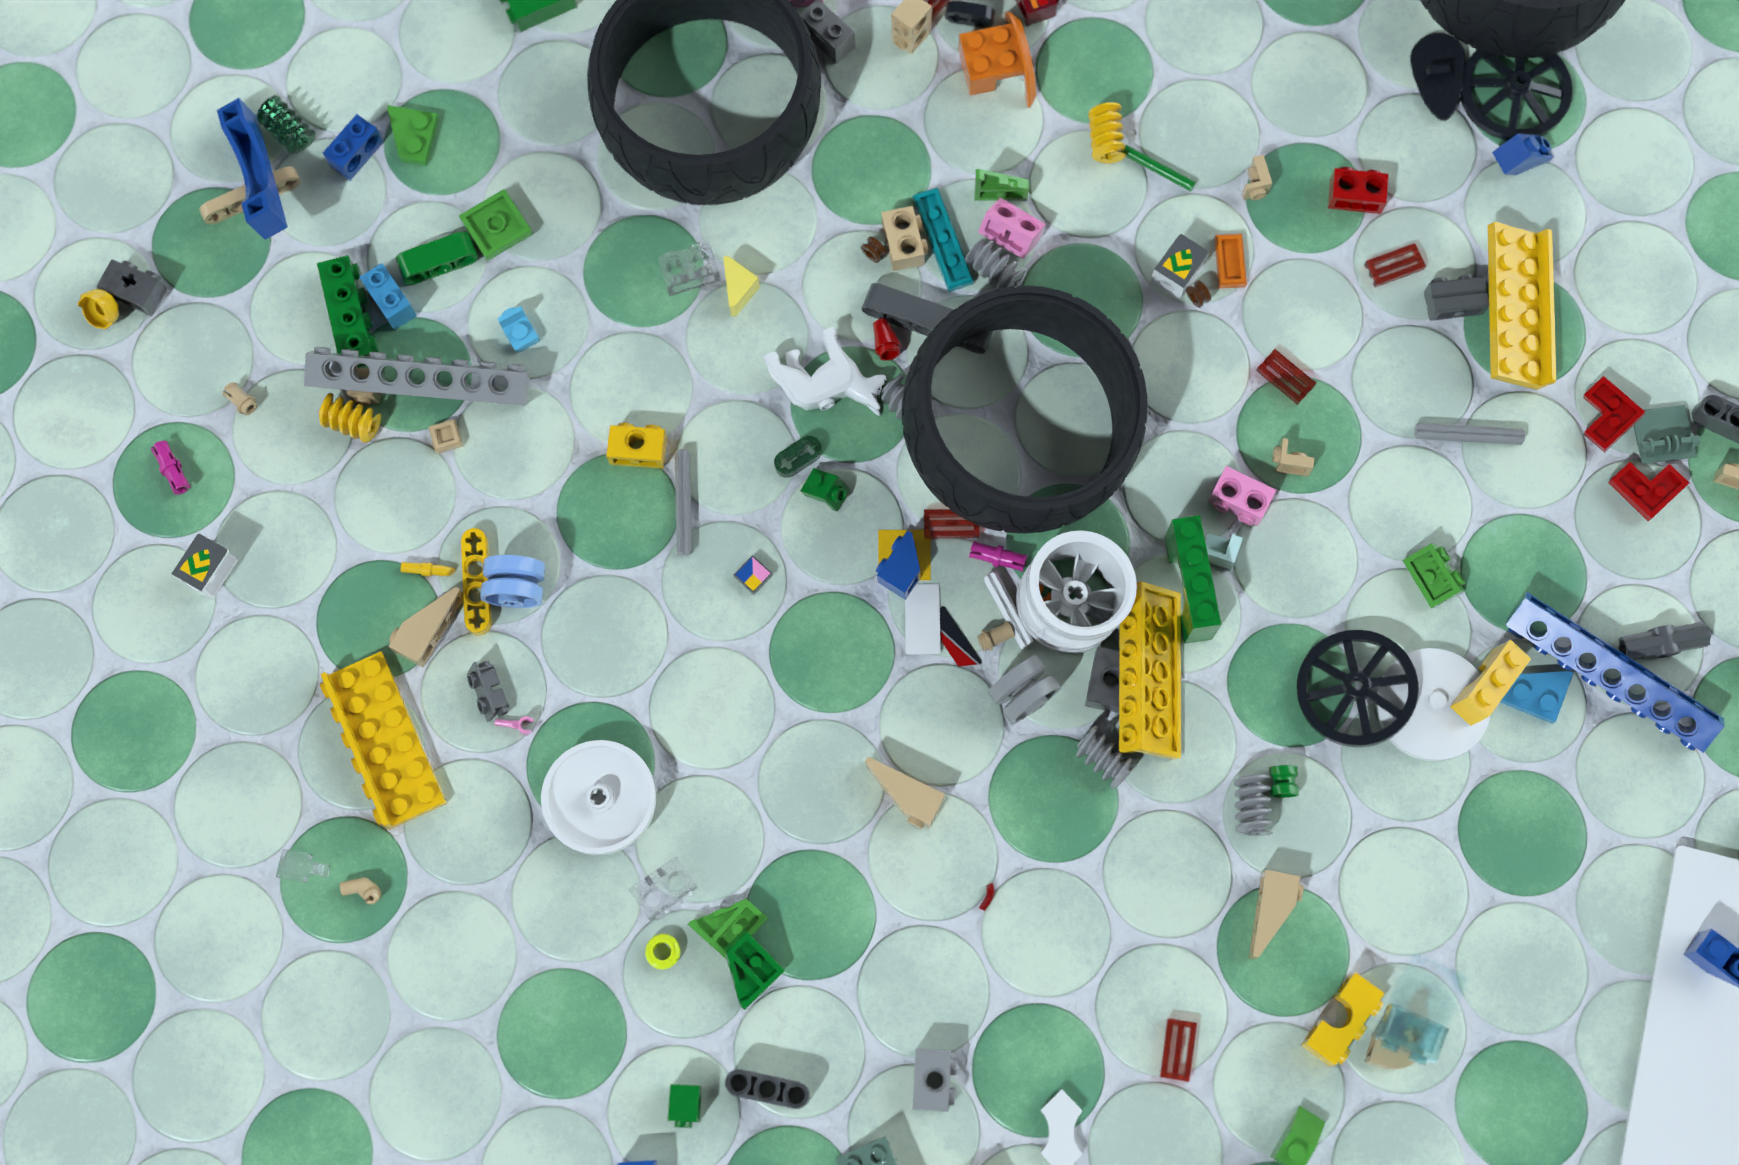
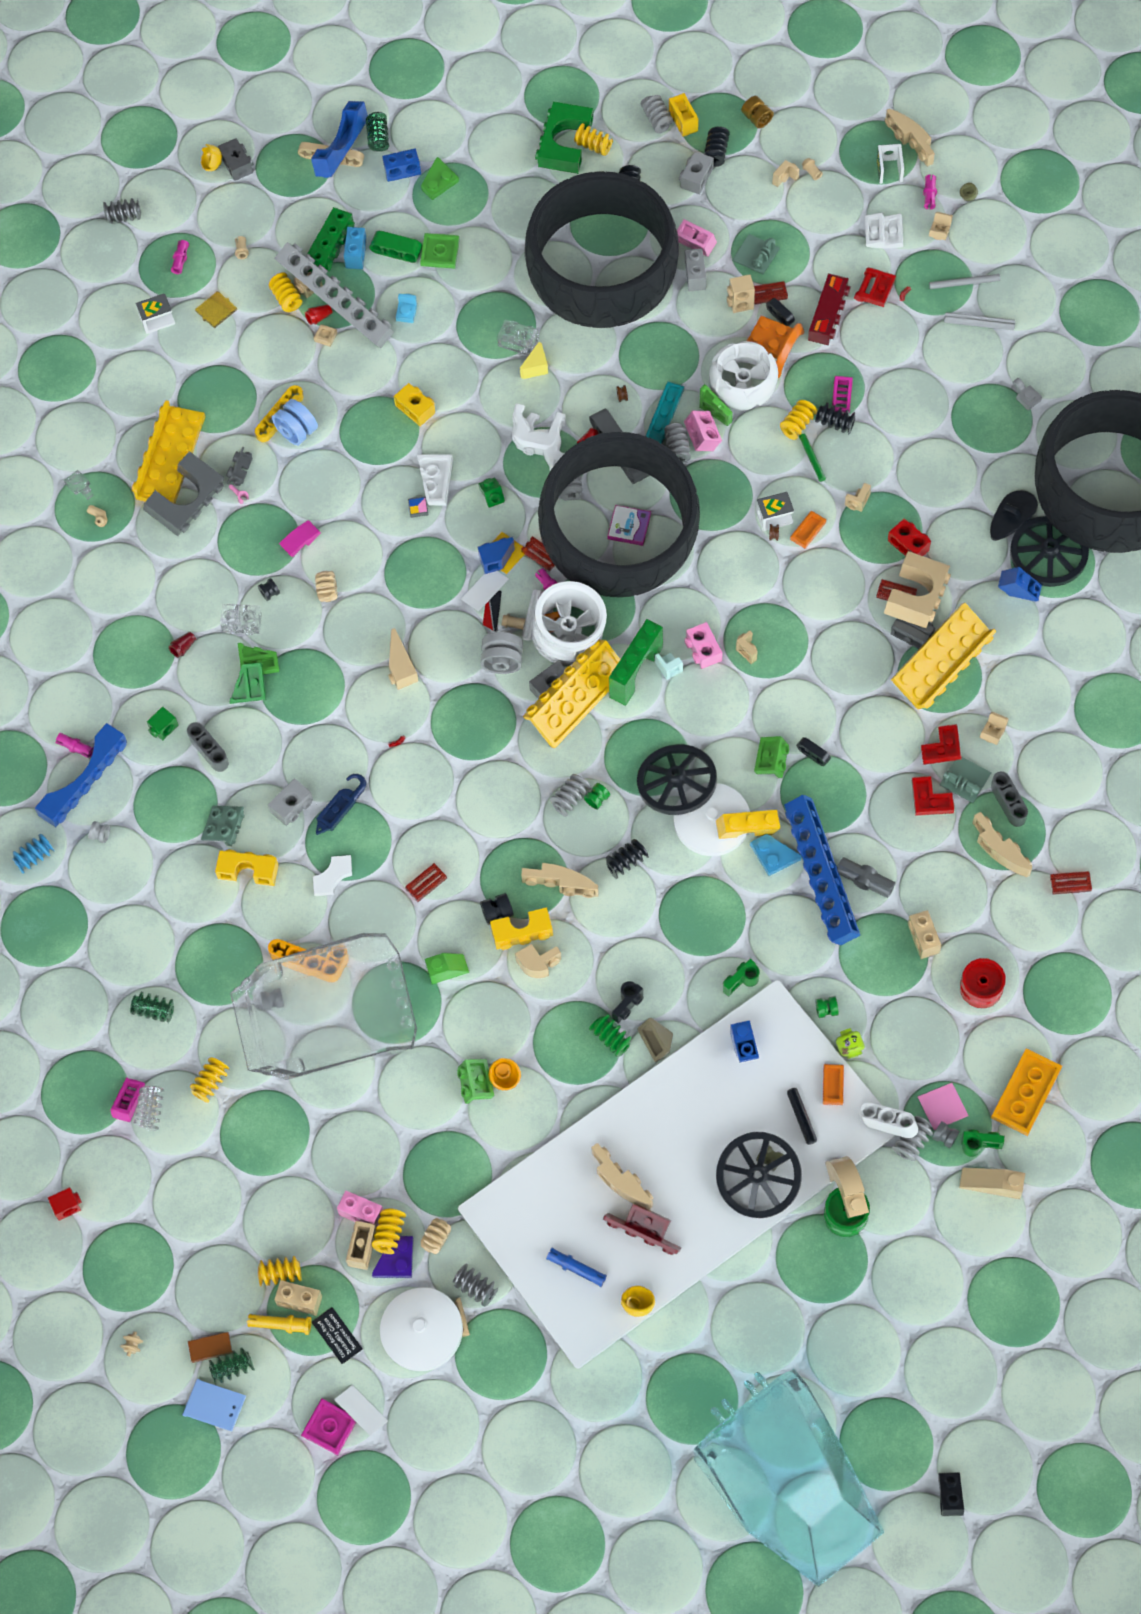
camera: 40 degrees right, 10 degrees down
(41, 460) = (122, 211): none -> flat silver piece
(275, 503) = (216, 309): none -> clear yellow piece
(413, 416) = (317, 314): none -> red cone
(423, 630) = (235, 416): tan slope -> none
(426, 569) = (260, 391): yellow piece -> none
(468, 743) = (178, 517): none -> dark grey arch
(598, 797) = (247, 552): white dish -> none
(618, 980) = (182, 644): none -> dark red cone
(644, 725) = (302, 535): none -> dark pink slope
(654, 942) = (215, 642): neon yellow piece -> none
(665, 823) = (268, 589): none -> black wheel
(683, 502) = (414, 448): light grey axle -> none
(735, 765) = (326, 586): none -> tan gear
(743, 521) = (436, 477): none -> white wing
(801, 462) = (492, 466): clear green beam -> none
(901, 238) = (639, 397): tan brick -> none
(994, 1034) = (339, 806): none -> dark blue plate
(1011, 150) = (743, 395): none -> white wheel
(1023, 409) = (629, 525): none -> tile
(1104, 758) = (513, 718): light grey piece -> none
(1127, 53) = (840, 380): none -> dark pink slope
(1148, 97) = (835, 418): none -> black piece
(1275, 902) = (536, 850): tan slope -> none
(1293, 369) = (781, 593): clear red tile -> none
(1298, 1009) = (496, 908): none -> black wheel
(1343, 916) = (568, 880): none -> tan slope
(1385, 833) = (625, 857): none -> black piece
(1428, 215) = (913, 608): none -> tan arch
(1428, 1034) = (545, 942): clear light blue brick -> none
(1469, 433) = (857, 703): light grey axle -> none
(1475, 532) = (813, 751): none -> black beam
(1544, 1026) = (623, 1010): none -> black plate
(1560, 1066) = (611, 1035): none -> green piece
(1611, 1030) = (656, 1038): none -> dark tan slope
(1635, 888) = (731, 983): none -> green plate
(1645, 350) = (994, 728): none -> tan bracket

